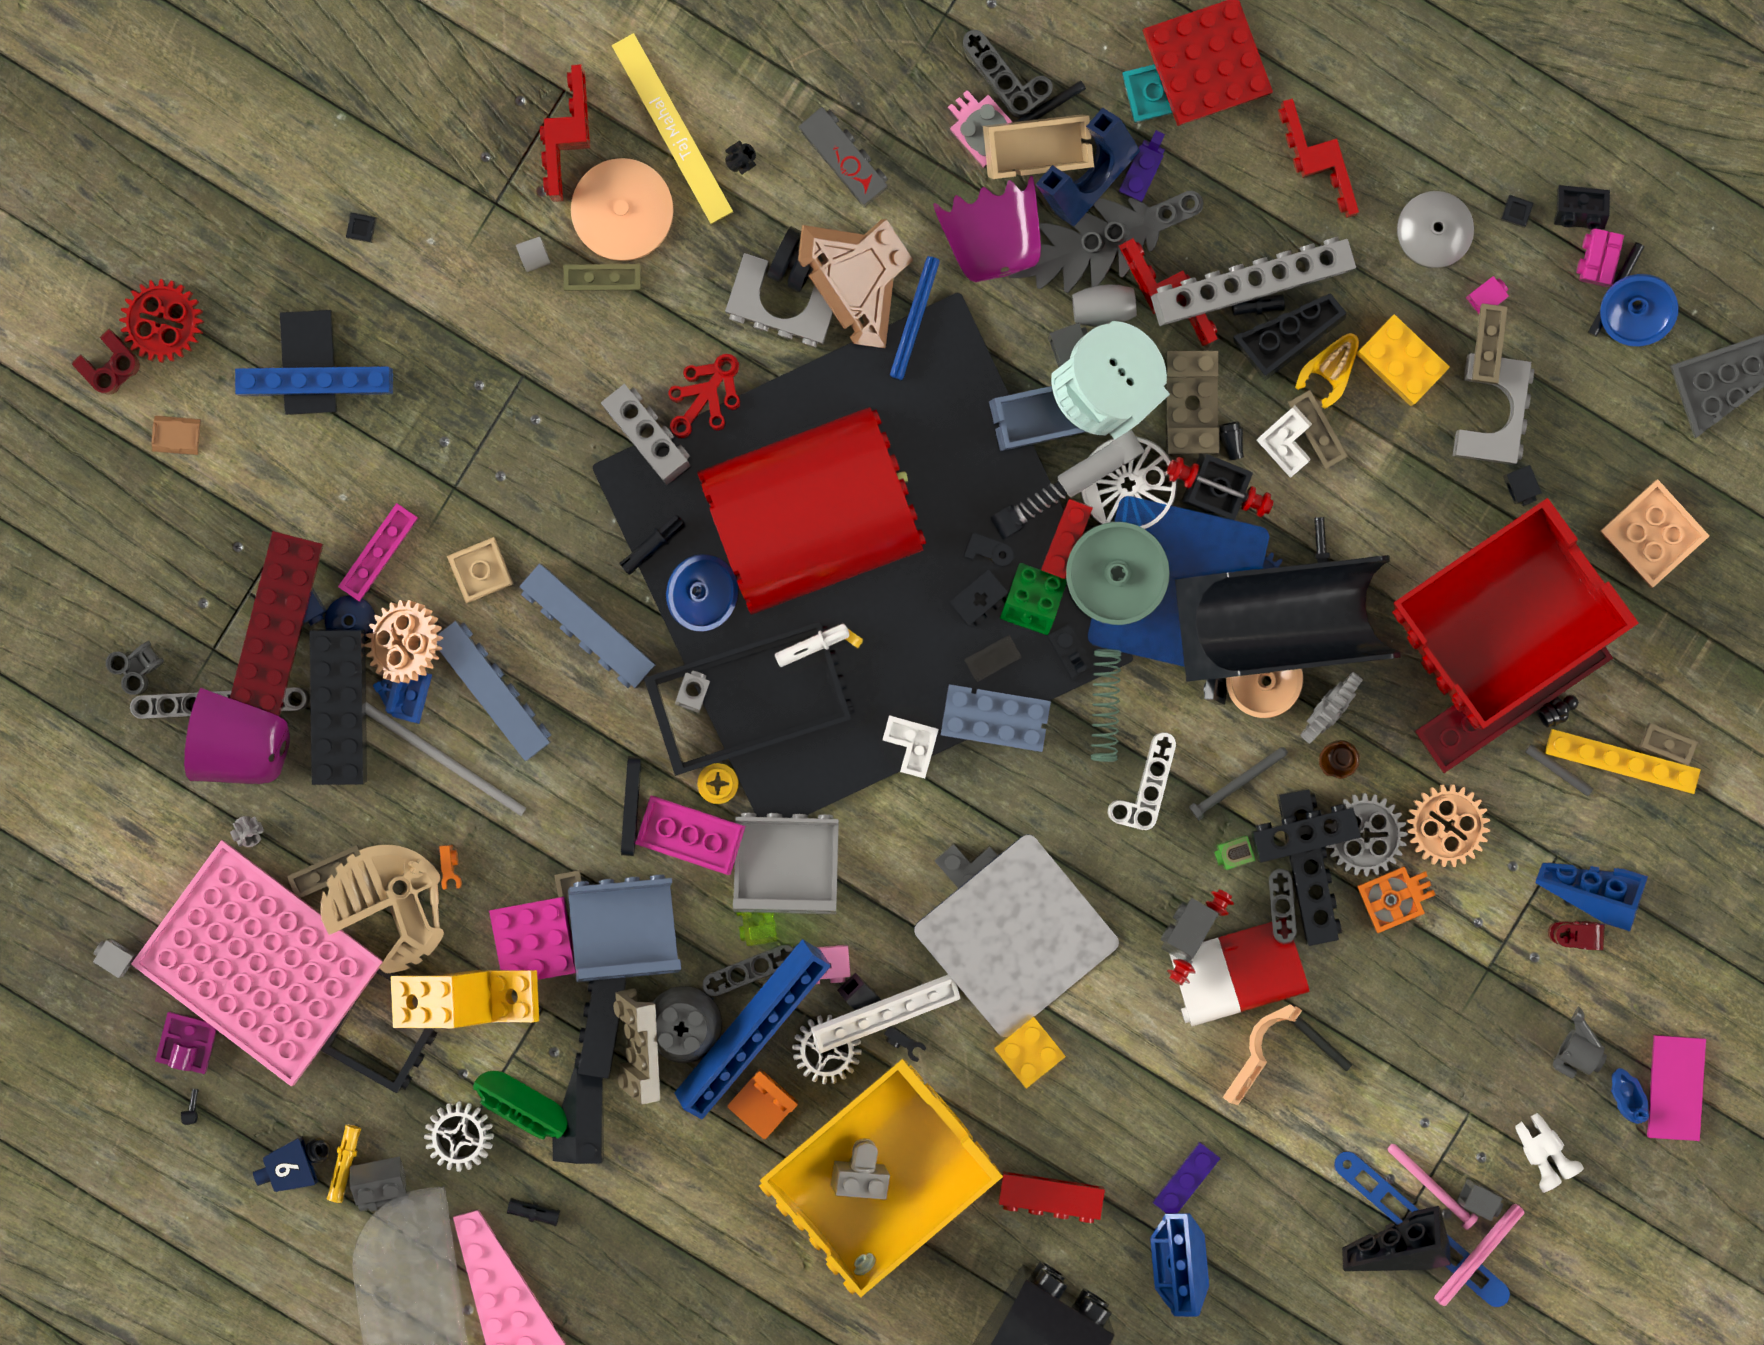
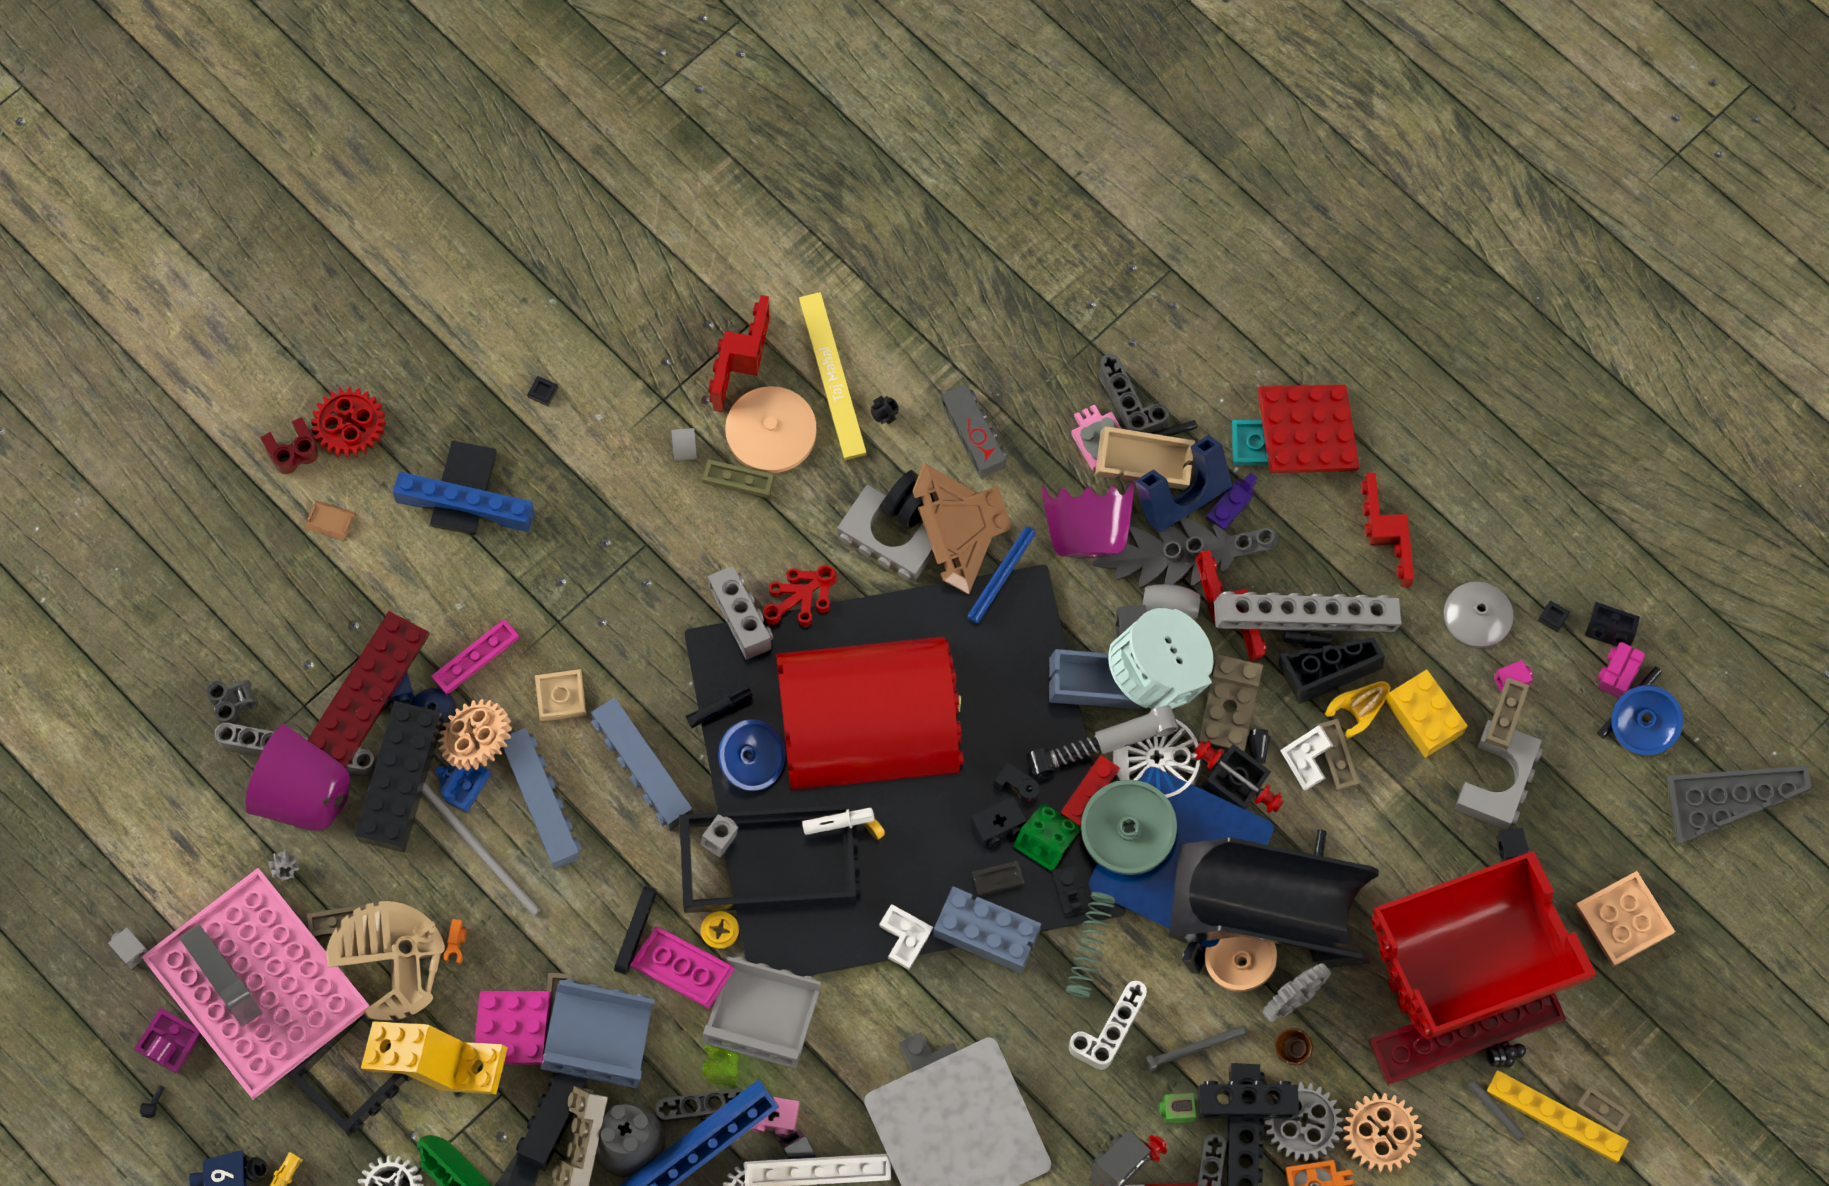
camera: 15 degrees right, 20 degrees down
(248, 994) = (221, 975): none -> dark grey beam

